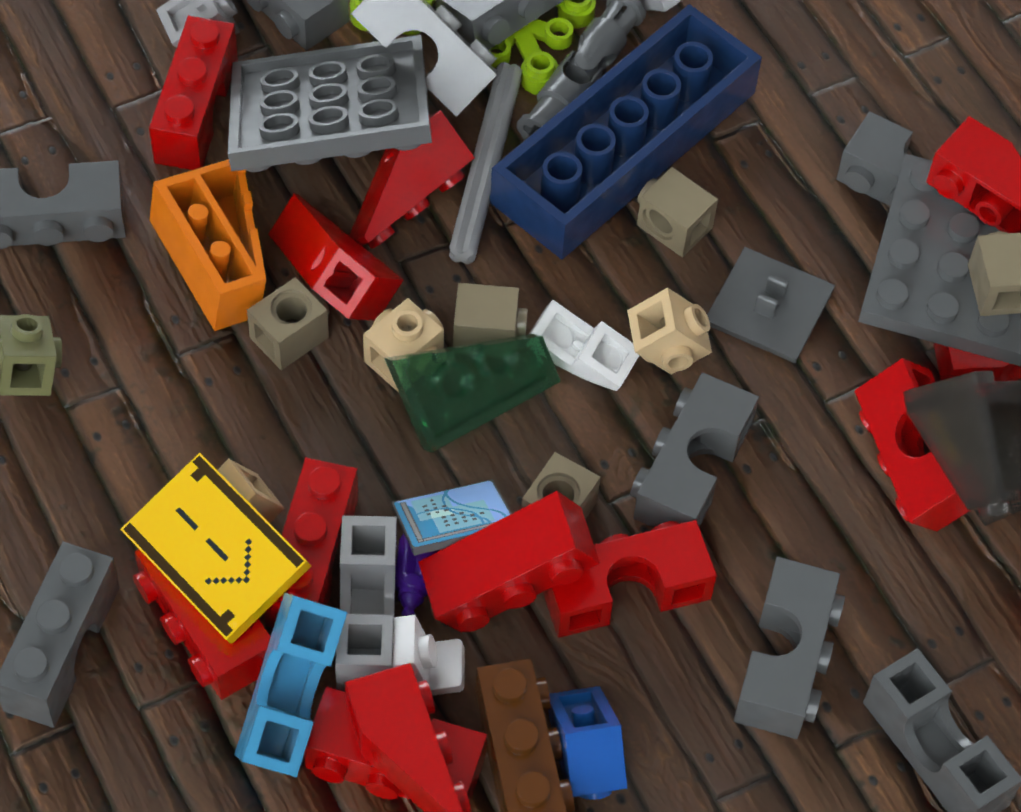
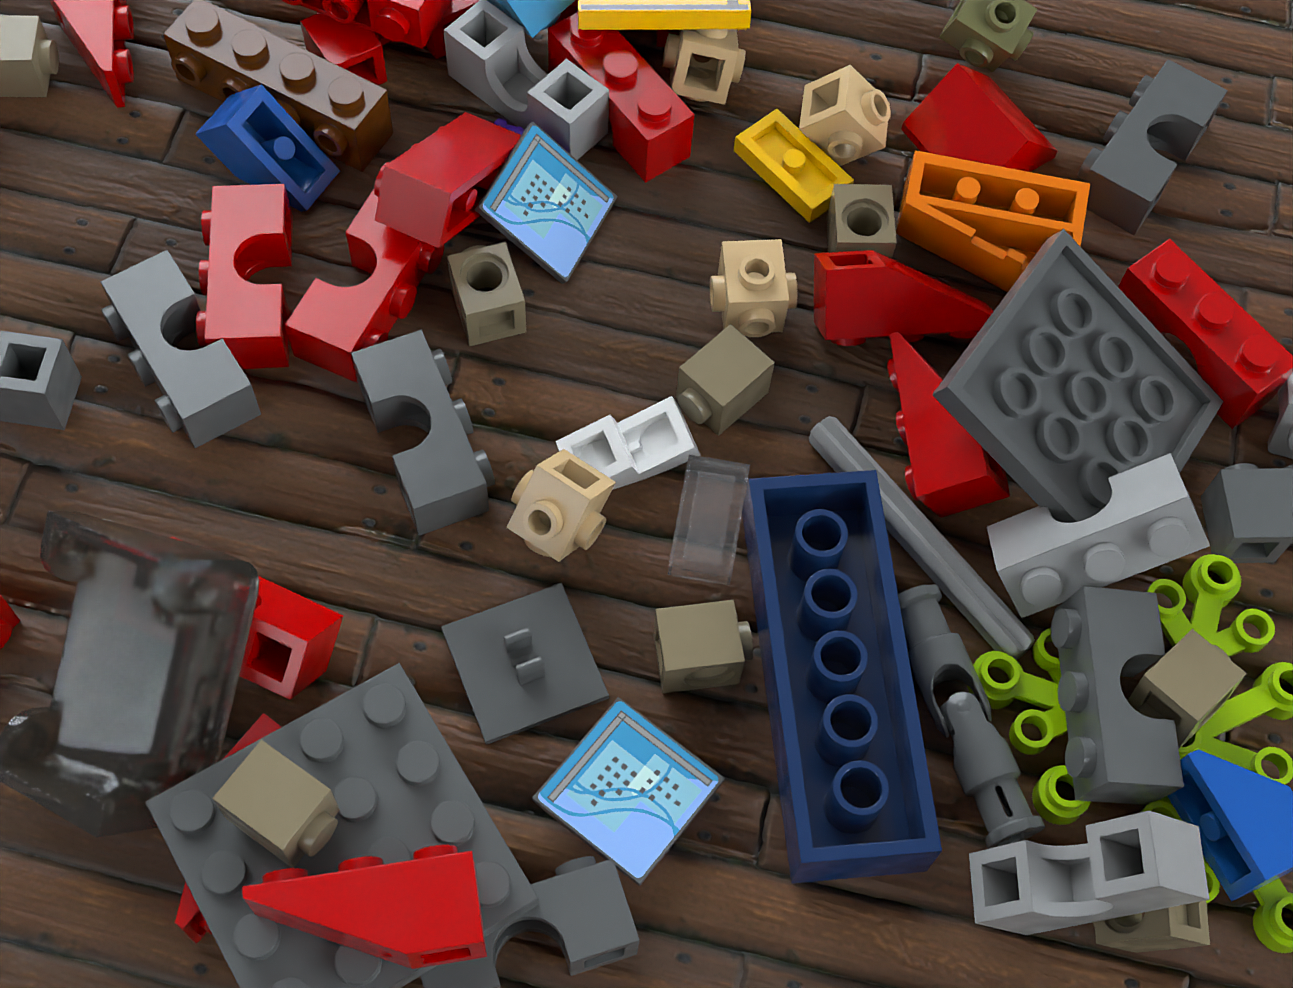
camera: 130 degrees right, 5 degrees up
(125, 314) = (977, 123): none -> red slope
(217, 389) = (845, 115): none -> tan brick
(265, 404) = (791, 164): none -> yellow plate
(436, 662) = (446, 86): white bracket -> none
(469, 384) = (662, 307): clear green wing -> none
(585, 271) = (708, 520): none -> clear tile
(665, 688) = (246, 233): none -> arch
(793, 185) = (628, 790): none -> piece

